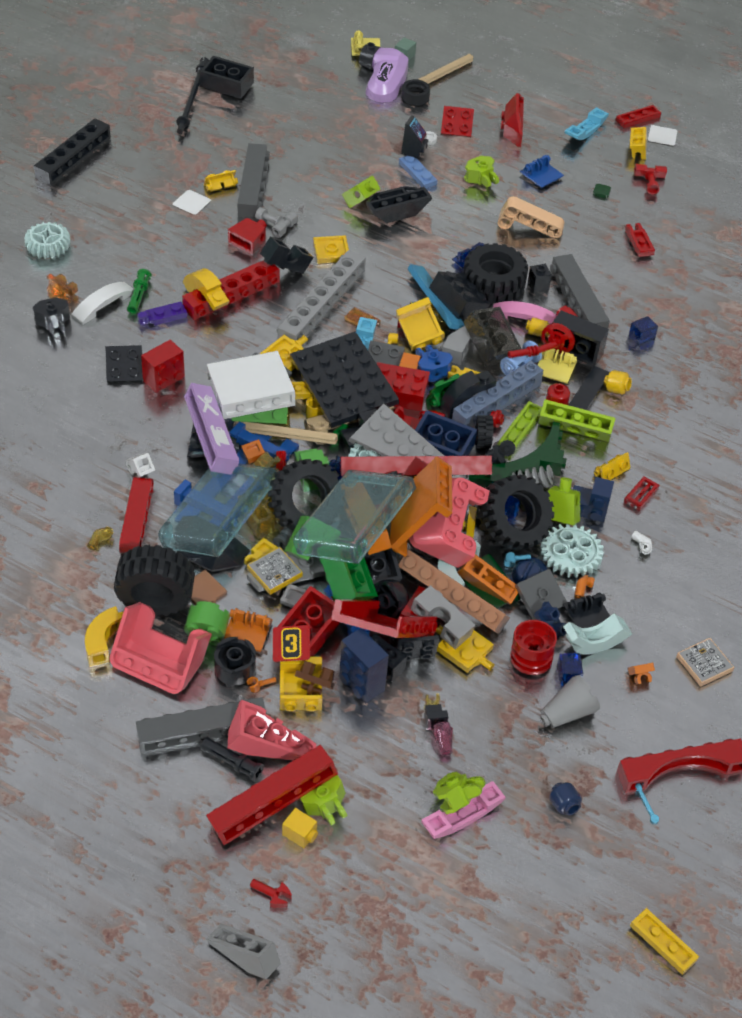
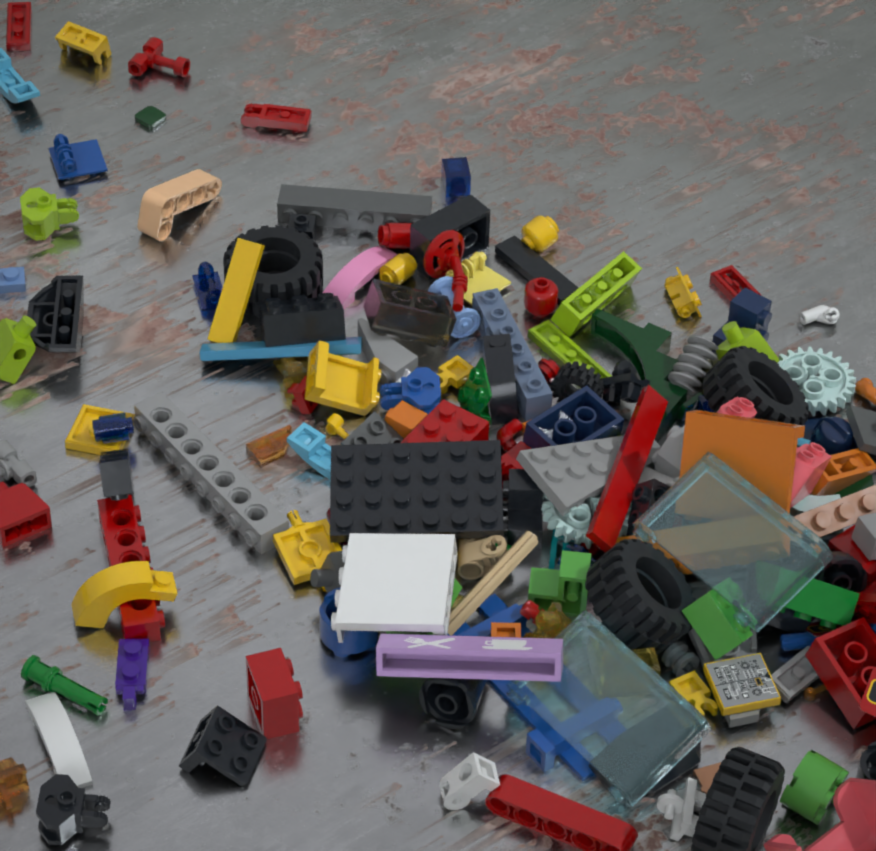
camera: 65 degrees left, 5 degrees down
(249, 627) = (827, 742): orange hinge -> none
(327, 248) = (113, 428): none -> clear blue brick
(459, 256) = (236, 291): none -> yellow tile
(662, 135) = (72, 14): white sticker -> none

